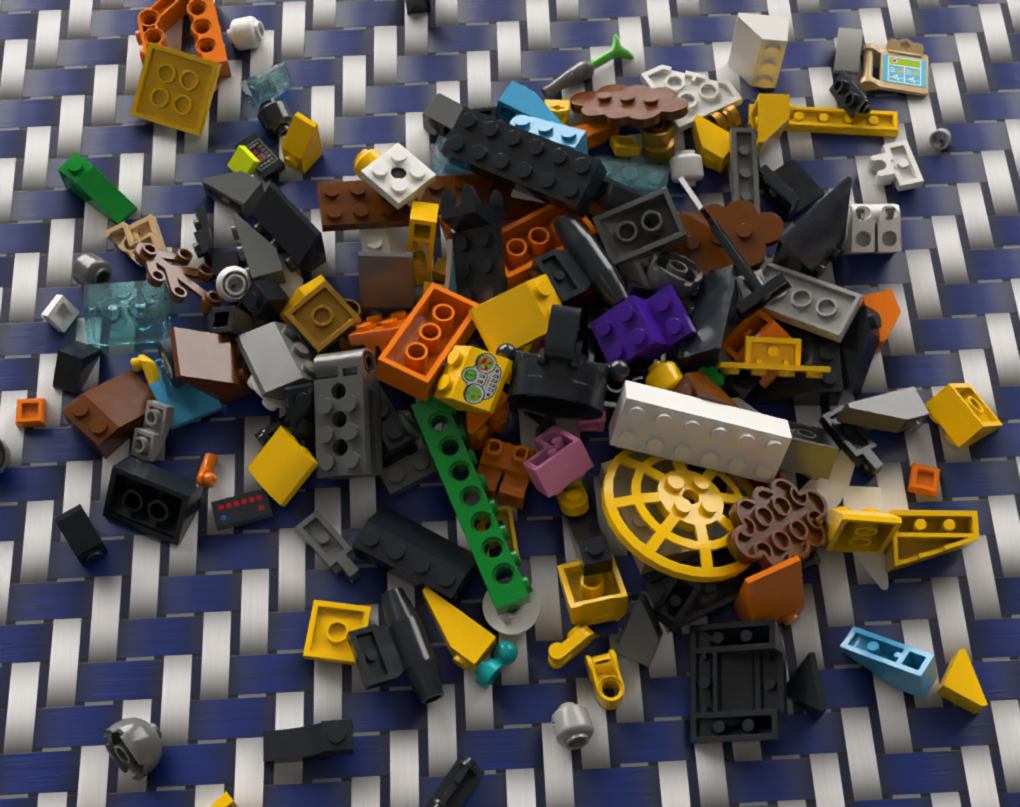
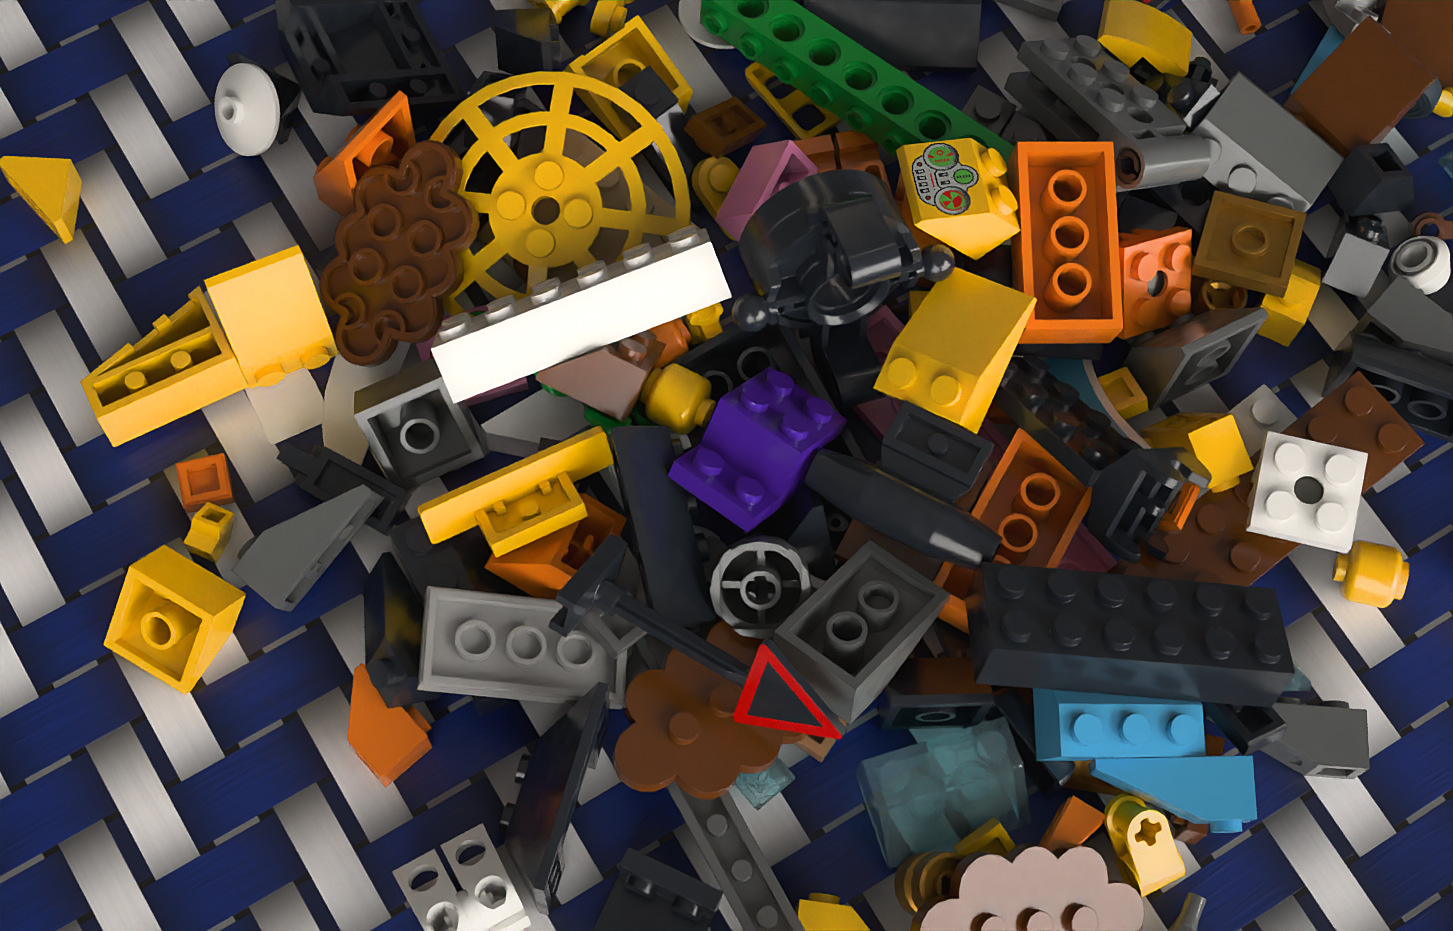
camera: 145 degrees right, 5 degrees up
(552, 528) = (725, 127): none -> reddish brown plate
(686, 164) = (855, 859): white head -> none
(826, 673) = (247, 109): none -> white dish
(894, 662) = (160, 175): dark azure slope -> none
(931, 448) = (210, 532): none -> yellow piece

